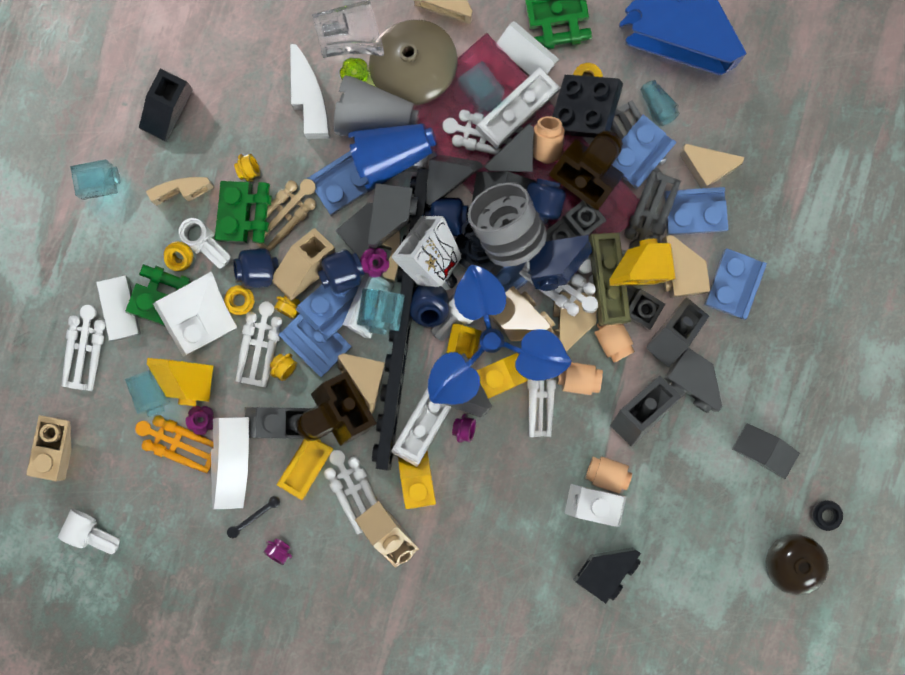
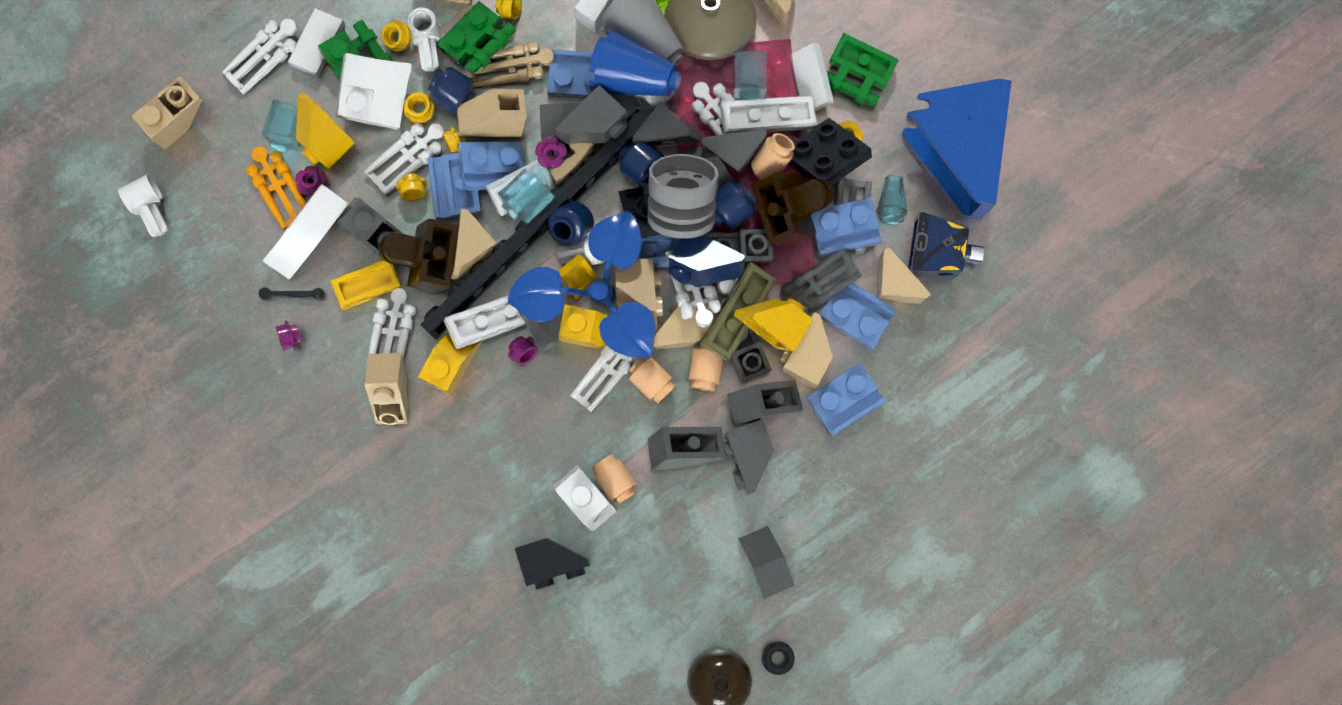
camera: 35 degrees right, 5 degrees down
(341, 271) = (517, 140): dark blue head -> none
(429, 253) = (601, 178): white torso -> none
(723, 114) = (940, 247): none -> dark blue torso

